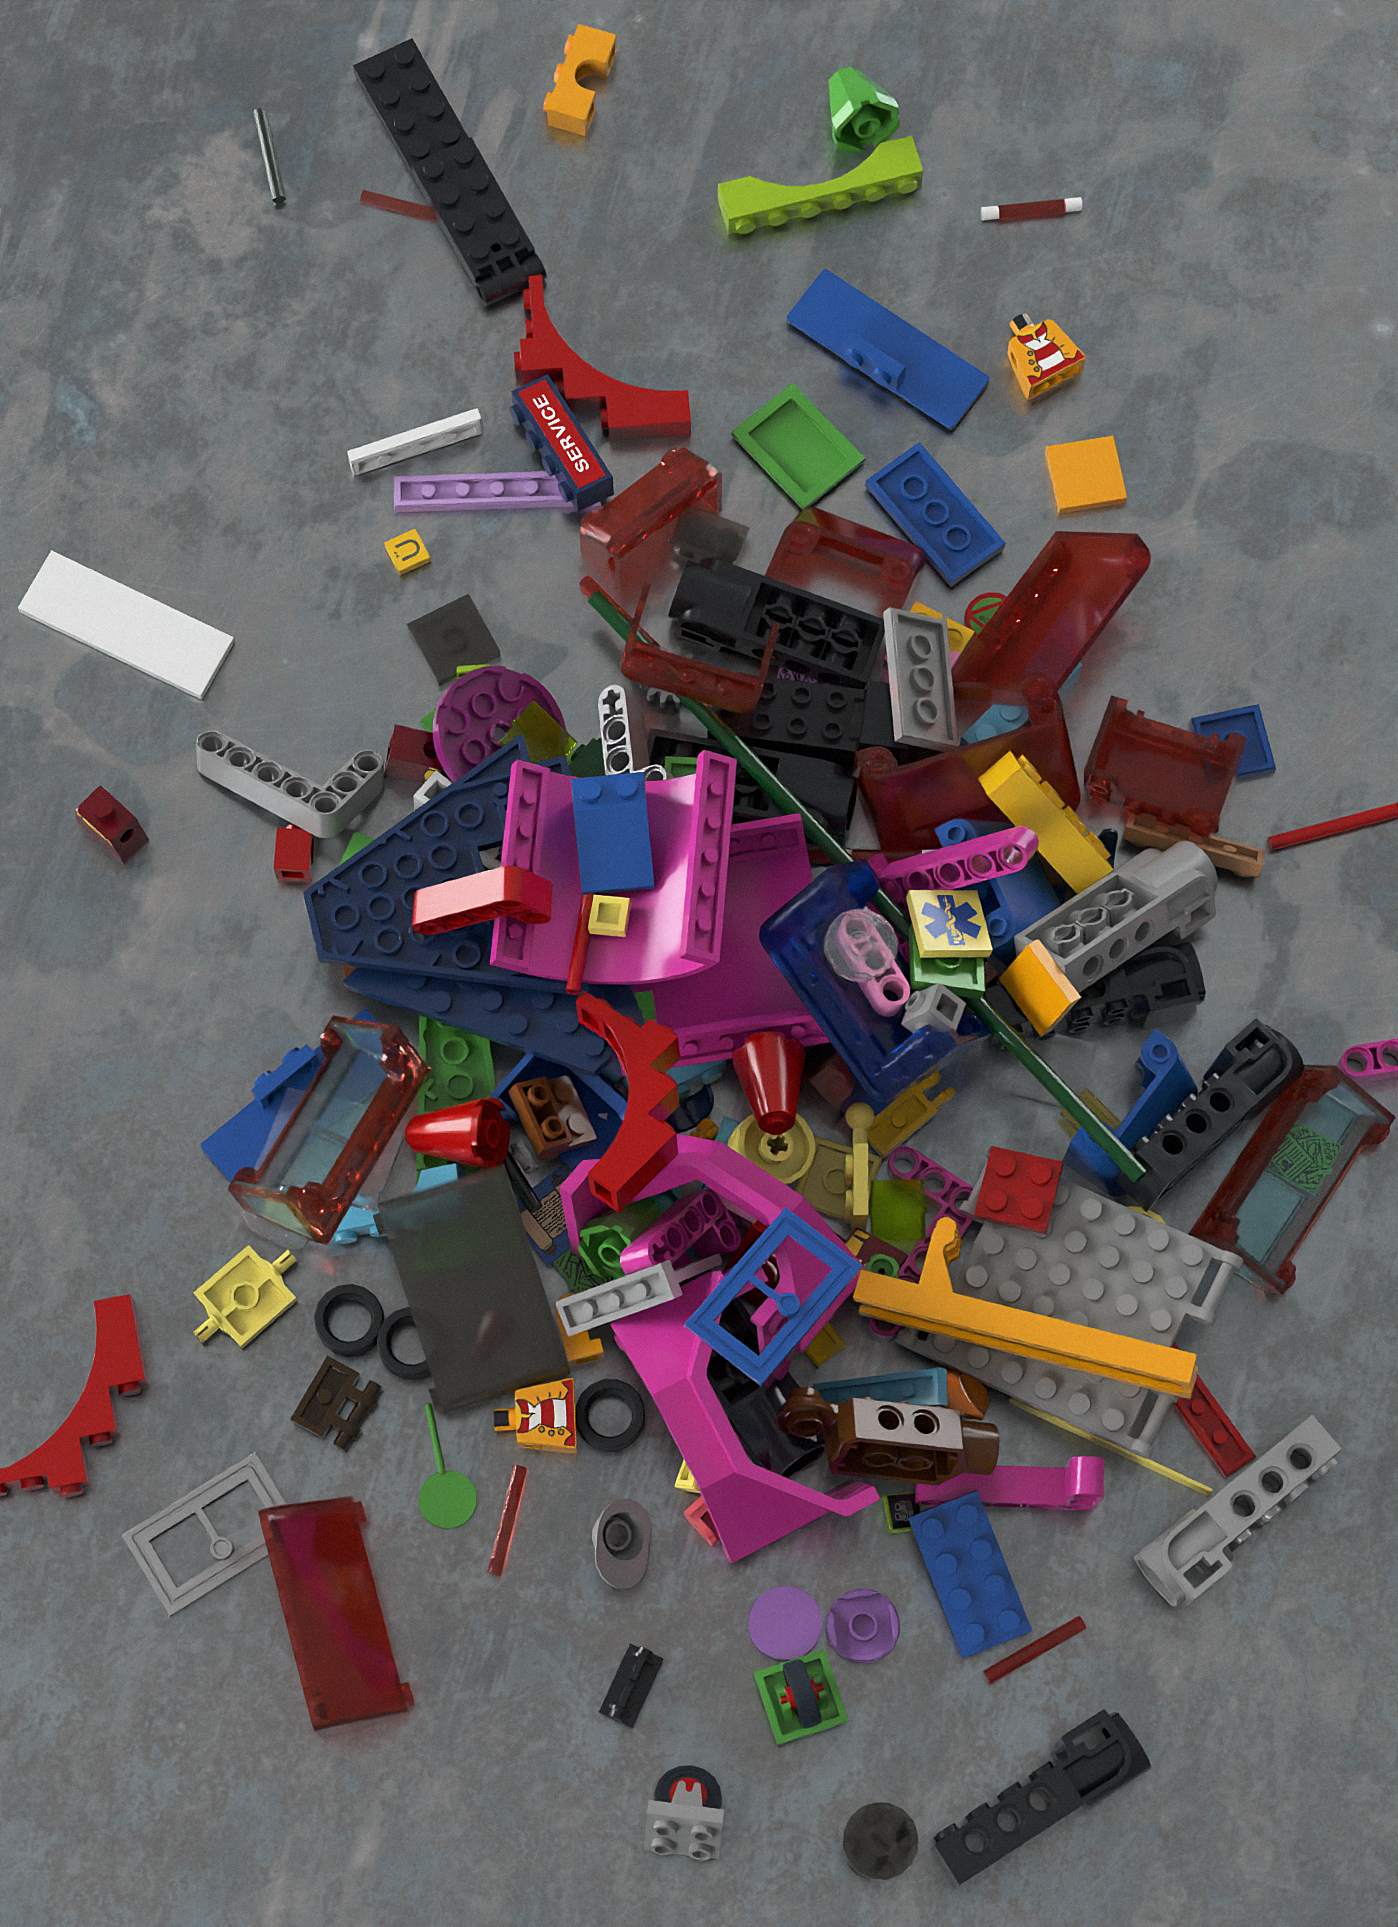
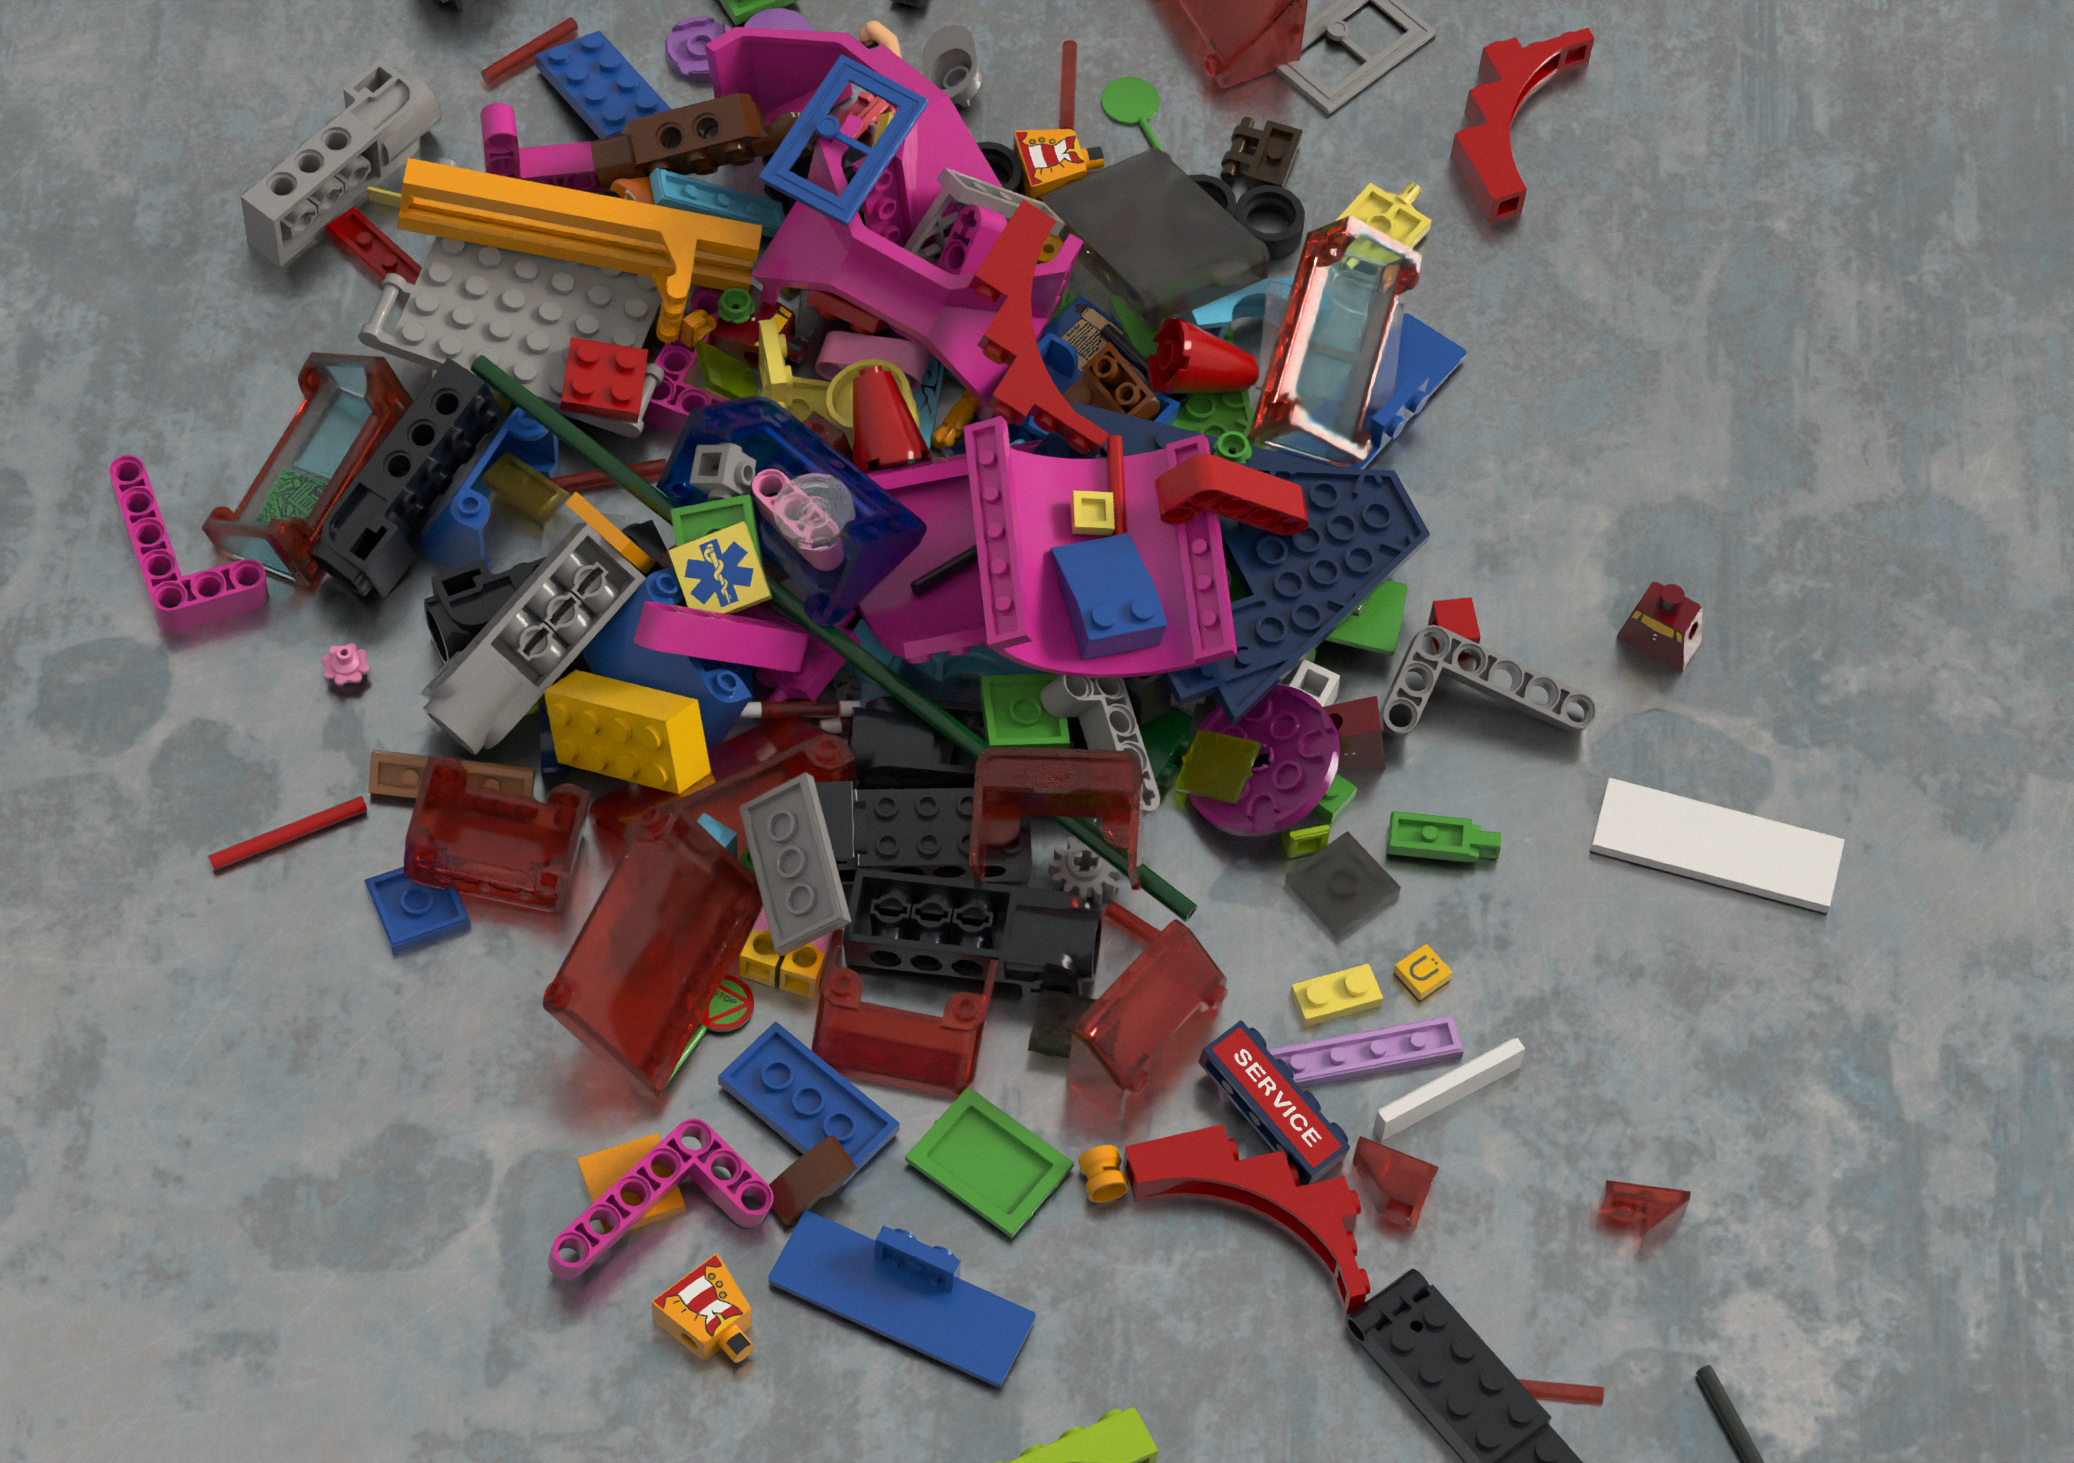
camera: 165 degrees right, 15 degrees down
(279, 319) = (1655, 1206): none -> clear red slope
(361, 662) = (1440, 838): none -> bright green hinge
(458, 993) = (1234, 442): none -> bright green plate
(477, 372) = (1394, 1181): none -> clear red slope
(484, 544) = (1336, 995): none -> light yellow plate
(677, 1606) = (878, 33): none -> light nougat arm
(710, 416) = (1103, 1173): none -> light orange wheel
(725, 963) = (945, 571): none -> black bar
(917, 1255) = (696, 327): none -> light orange tile
(946, 440) = (809, 1178): none -> reddish brown slope
(1018, 1139) = (597, 477): none -> clear red bar
(1070, 445) = (653, 1189): none -> dark pink beam
(1275, 974) = (345, 664): none -> bright pink plant

